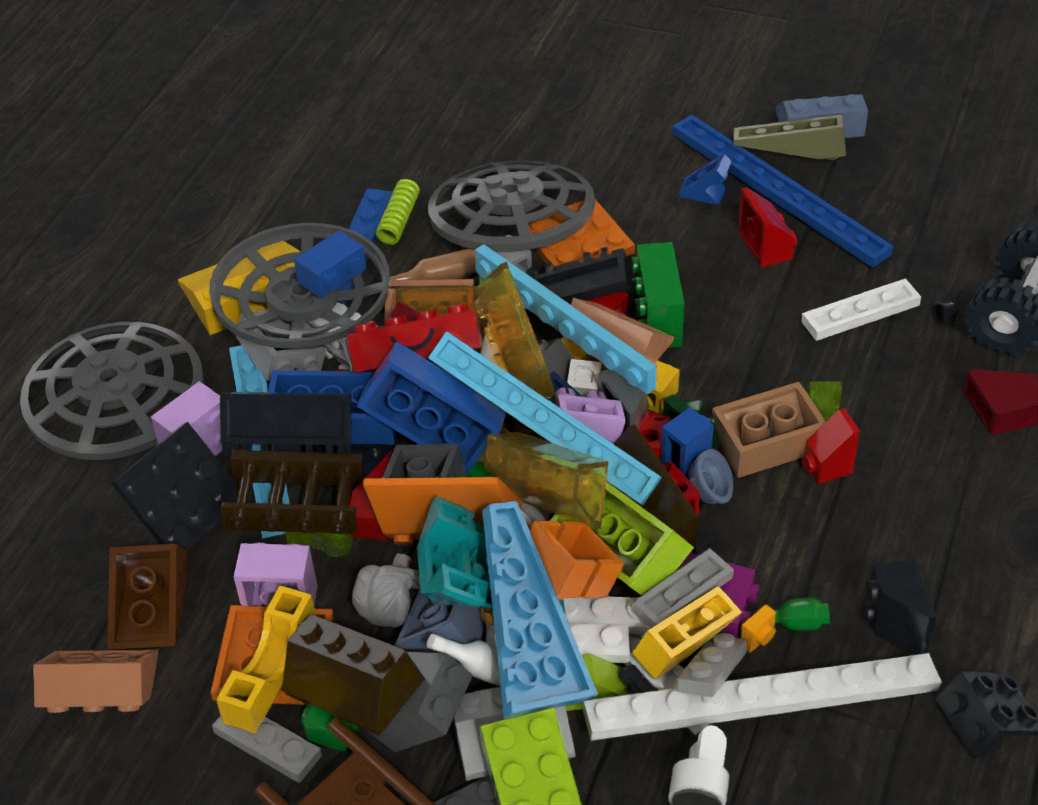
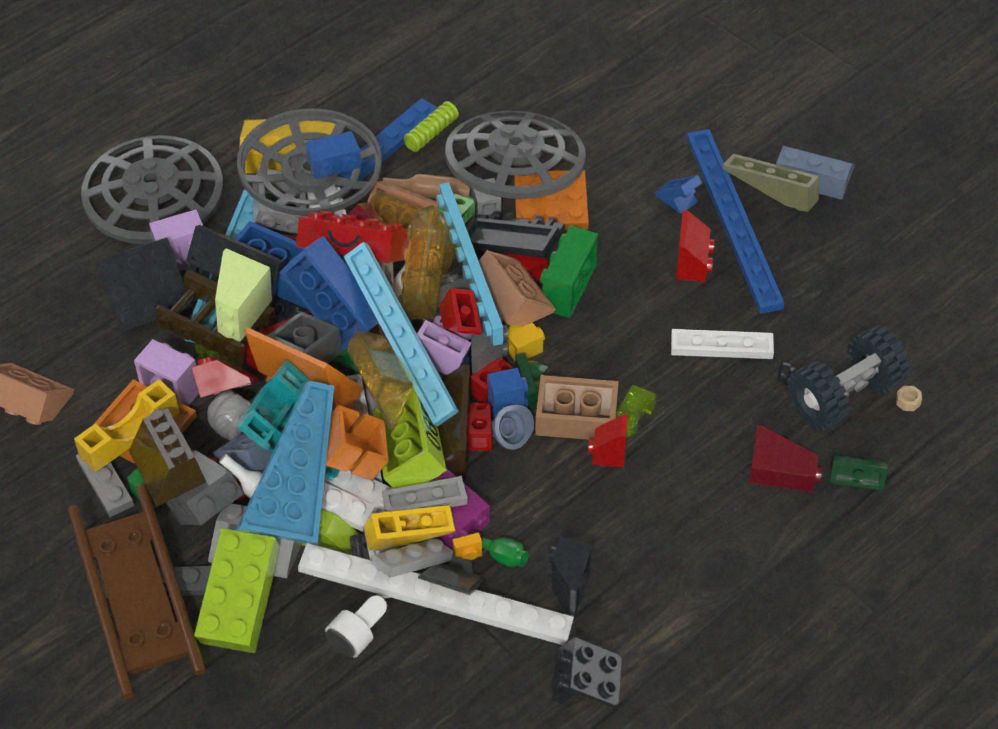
camera: 25 degrees right, 5 degrees up
(146, 596) = (85, 349): reddish brown slope -> none
(321, 447) = (241, 294): none -> yellowish green slope
(346, 555) = (220, 375): none -> slope
(592, 371) = (460, 312): none -> red slope
(767, 664) = (456, 576): none -> pearl dark grey piece

